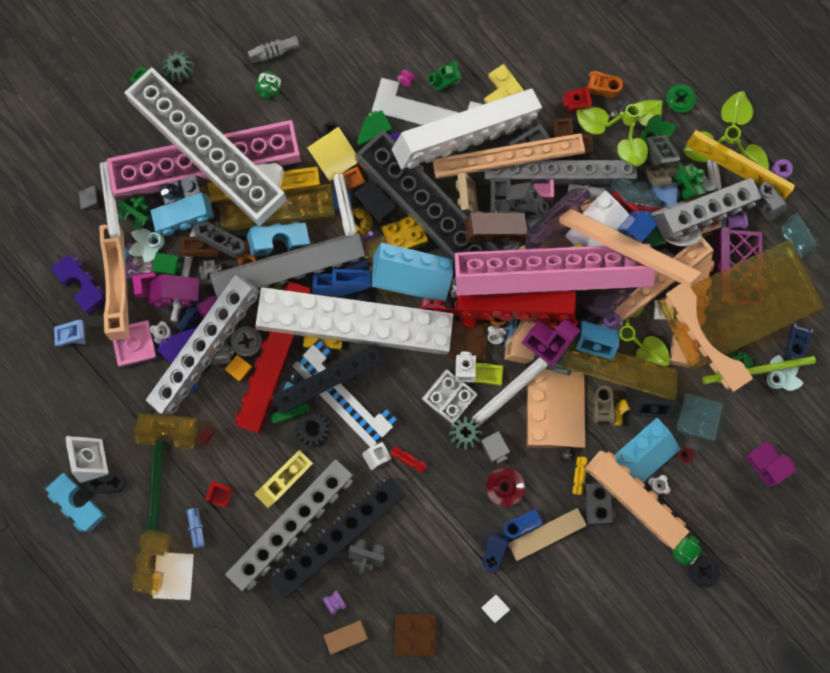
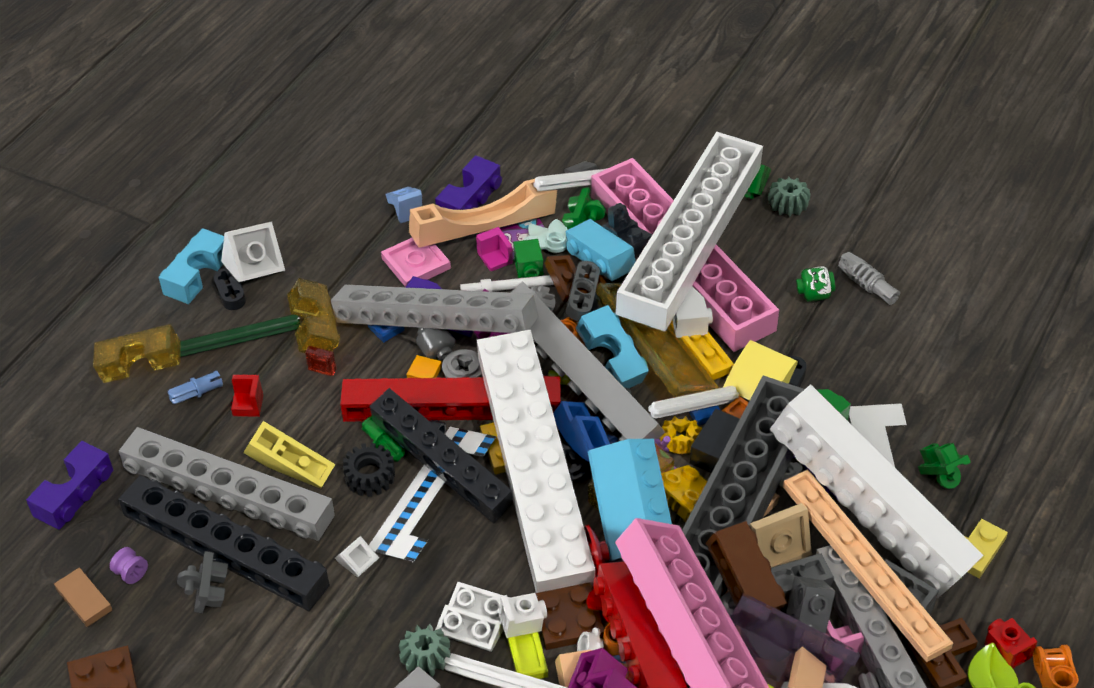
camera: 70 degrees right, 30 degrees down
(161, 327) = (441, 272): white plate -> none
(173, 289) = (495, 265): magenta brick -> none
(177, 575) = (130, 392): white sticker -> none
(266, 641) = (58, 502): none -> dark purple arch
(406, 78) = (914, 425): dark pink bush -> none
(408, 459) = (363, 595): red axle -> none

